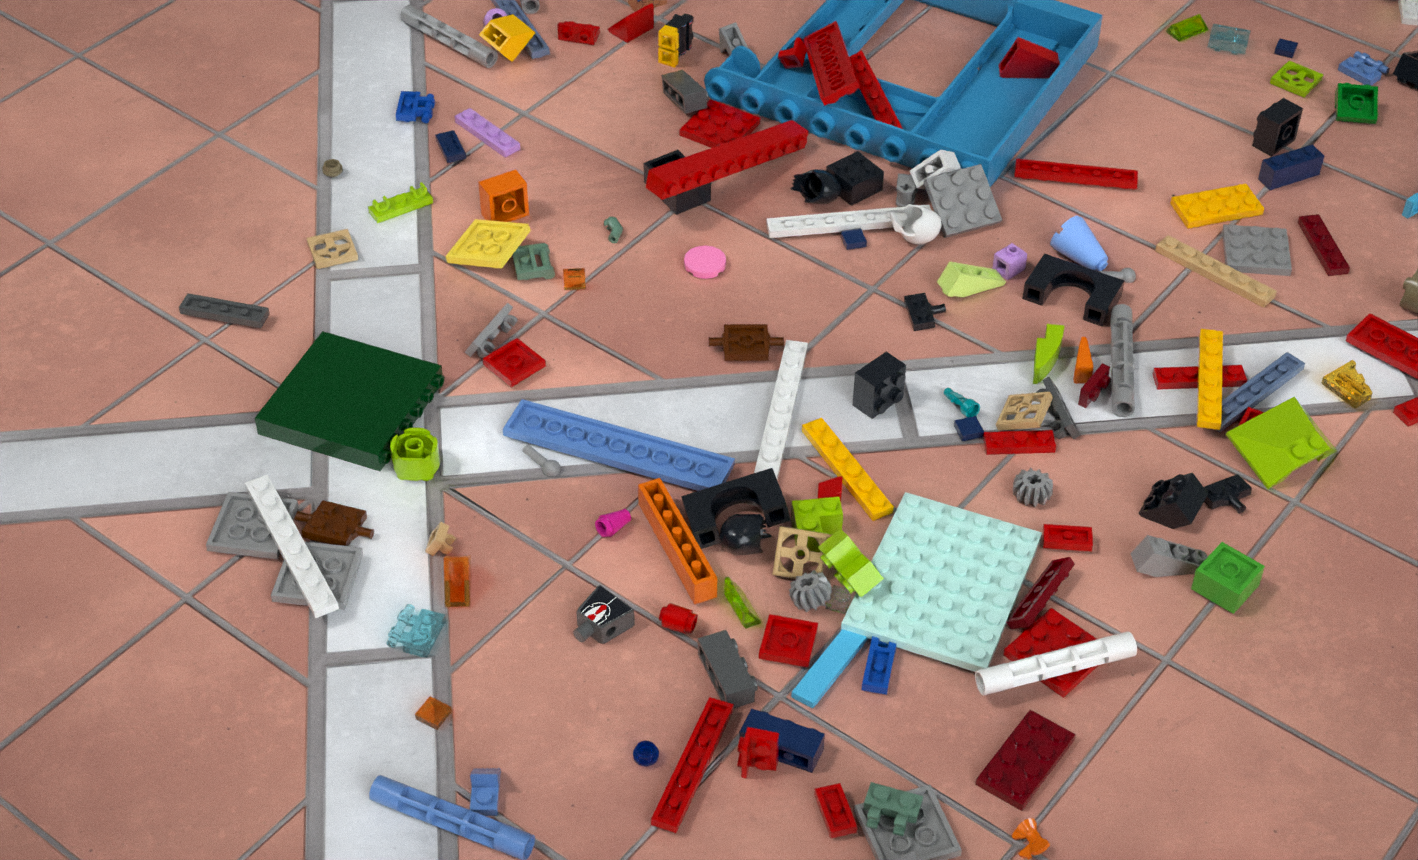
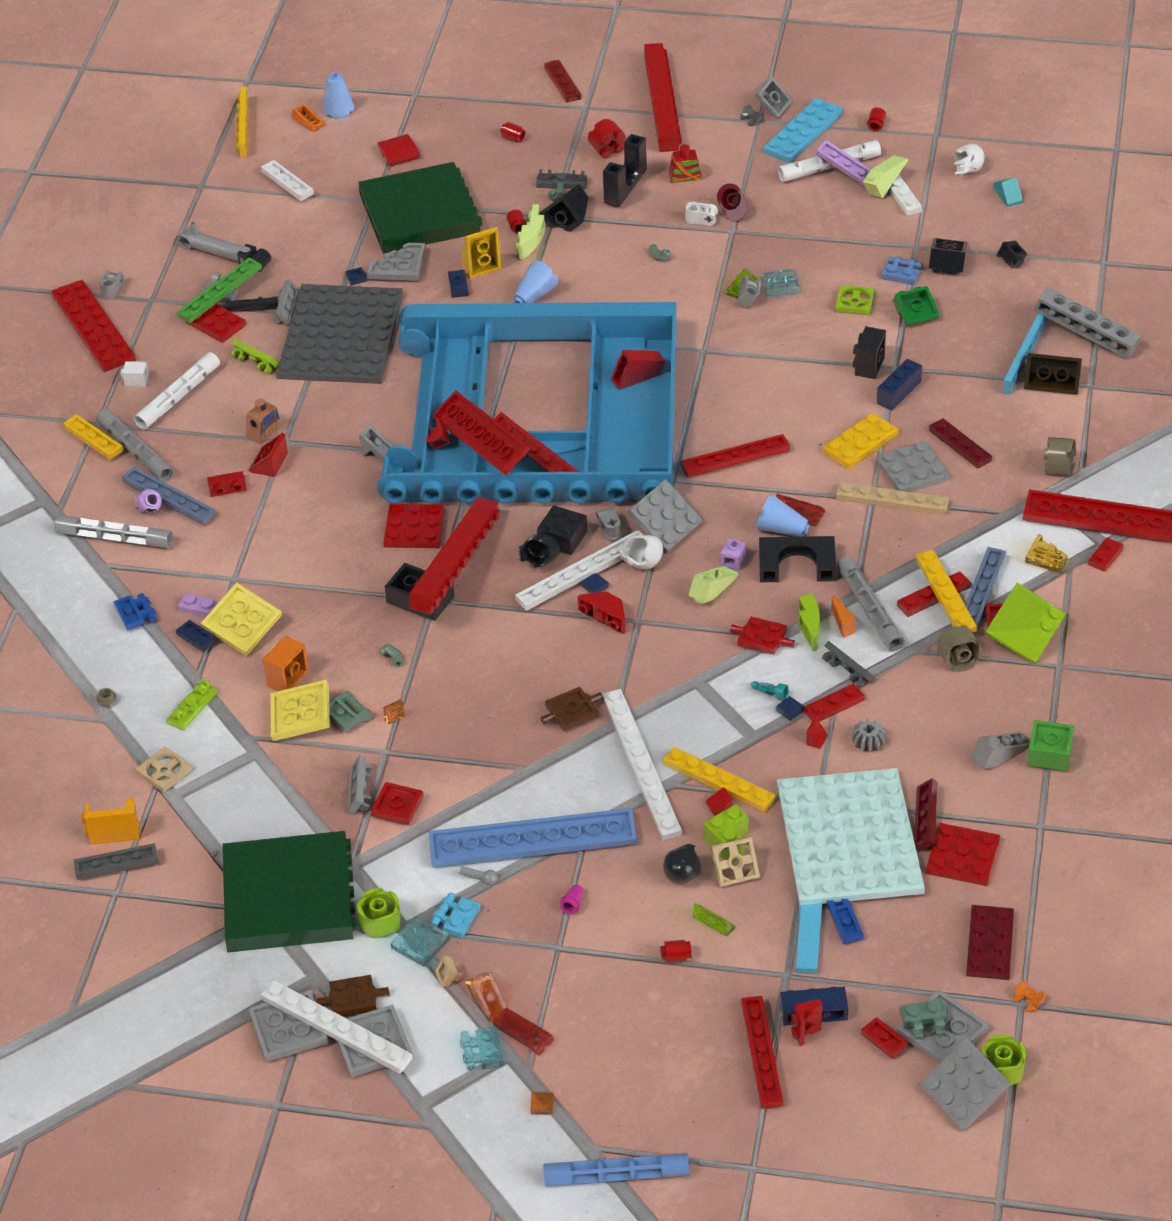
camera: 25 degrees left, 0 degrees up
(243, 275) = (111, 824): none -> light orange panel
(436, 499) = (420, 941): none -> clear light blue plate
(467, 630) = (523, 1031): none -> clear red plate
(485, 790) = (623, 1139): medium blue slope -> none
(492, 495) = (461, 917): none -> medium azure plate
(497, 145) = (241, 619): none -> light yellow plate
(507, 35) = (172, 511): yellow slope -> none
(603, 617) = (619, 974): torso -> none
(645, 753) = (722, 1060): clear blue plate -> none
(676, 41) = (323, 459): hips -> none
(677, 541) = (635, 891): orange brick -> none
(684, 91) = (365, 505): dark grey brick -> none
(705, 261) = (488, 653): bright pink tile -> none
(727, 669) = (738, 972): dark grey brick -> none
(756, 489) = (672, 824): black arch -> none
(788, 640) = (768, 931): red plate -> none
(810, 591) = (760, 886): light grey gear -> none
(840, 599) = (784, 883): clear plate -> none
(844, 263) = (604, 608): none -> red slope
(851, 566) = (780, 853): lime brick -> none
(879, 385) = (705, 701): black brick -> none
(921, 311) = (690, 625): black plate -> none
(937, 164) = (629, 497): white brick -> none
(977, 464) = (815, 734): none -> red slope
(988, 348) = (762, 635): none -> red plate
(1019, 401) = (827, 687): tan piece -> none
(1055, 663) = (972, 862): white piece -> none
(1067, 537) = (917, 763): red plate -> none
(1092, 388) = (863, 638): dark red plate -> none
(1115, 249) = (807, 510): none -> clear red plate
(1125, 274) = (827, 529): light grey bar -> none
(1174, 501) = (977, 702): black slope -> none
(1187, 438) = (959, 648): none -> dark tan brick
(1189, 35) = (748, 291): none -> light grey piece
(1228, 492) = (1008, 680): black plate -> none
(1286, 48) = (830, 273): dark blue tile -> none

